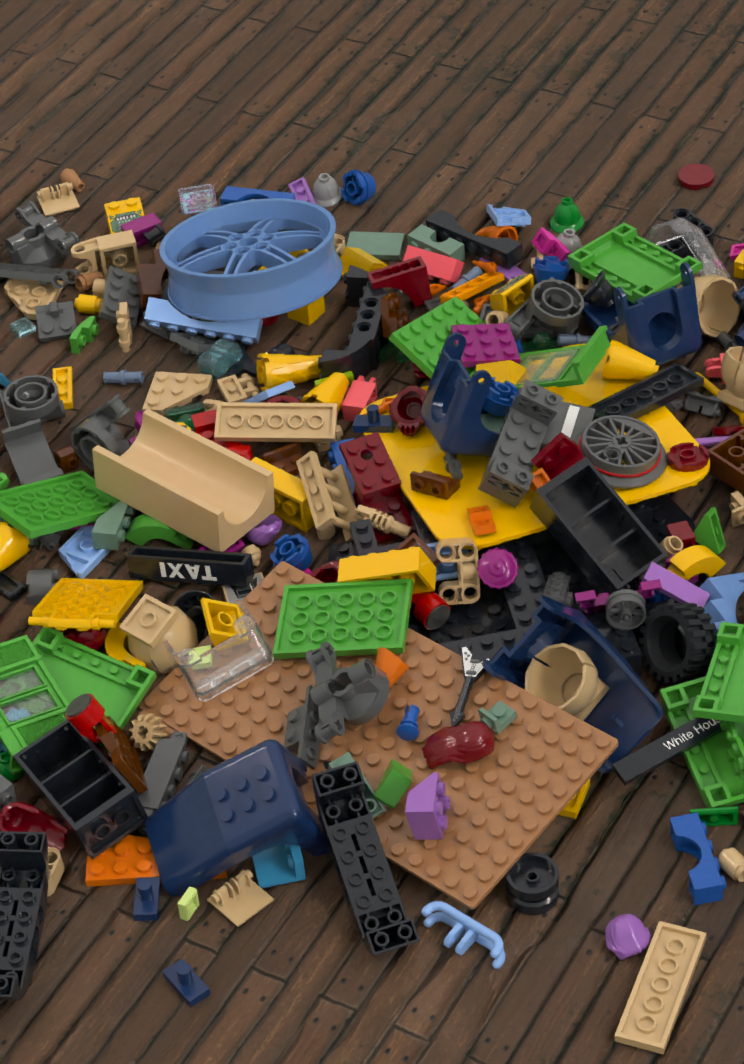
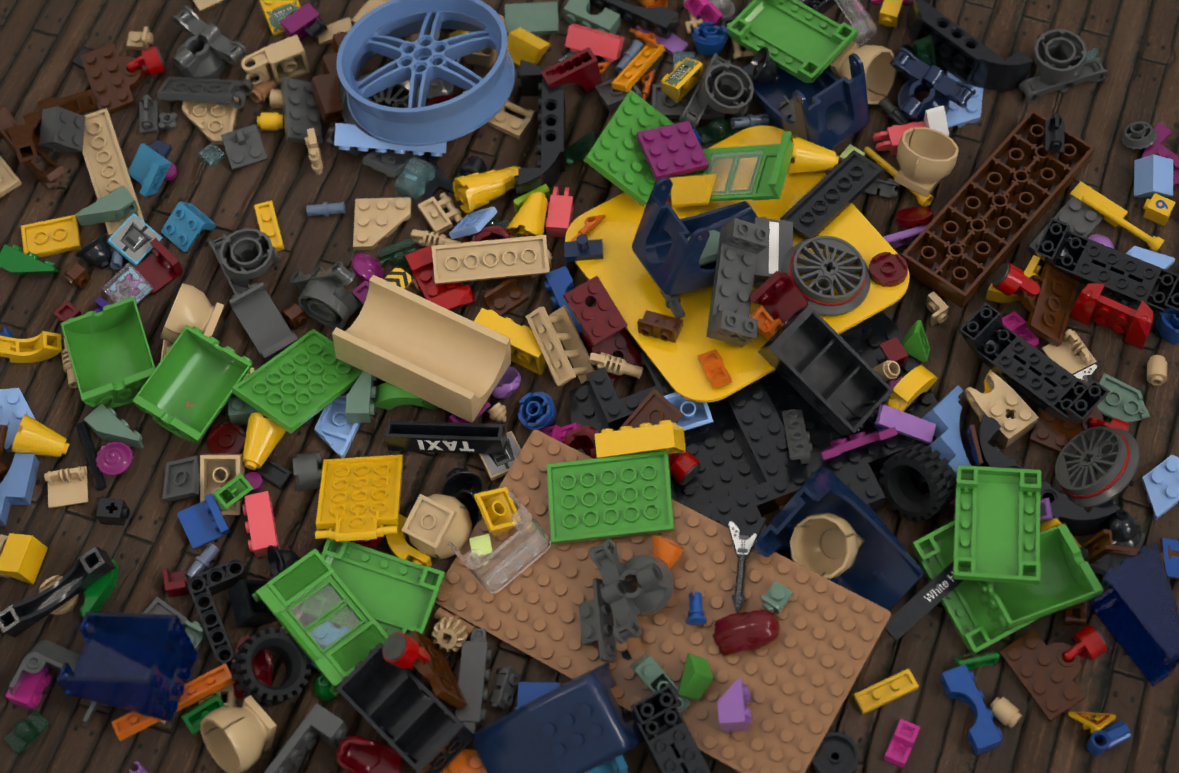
camera: 10 degrees left, 20 degrees up
(83, 333) = (275, 159): bright green slope -> none
(329, 326) = (511, 124): none -> tan plate
(391, 316) = (574, 115): reddish brown plate -> none
(406, 410) = (617, 236): dark red helmet -> none
(466, 568) = (701, 441): tan beam -> none
(496, 317) = (673, 109): tan brick -> none
(497, 568) = (740, 421): magenta piece -> none
(499, 397) = (704, 217): blue cone -> none
(606, 835) = (885, 691): none -> yellow tile
(615, 881) = (901, 743): none -> dark pink slope
(626, 602) = (866, 458): dark grey wheel -> none

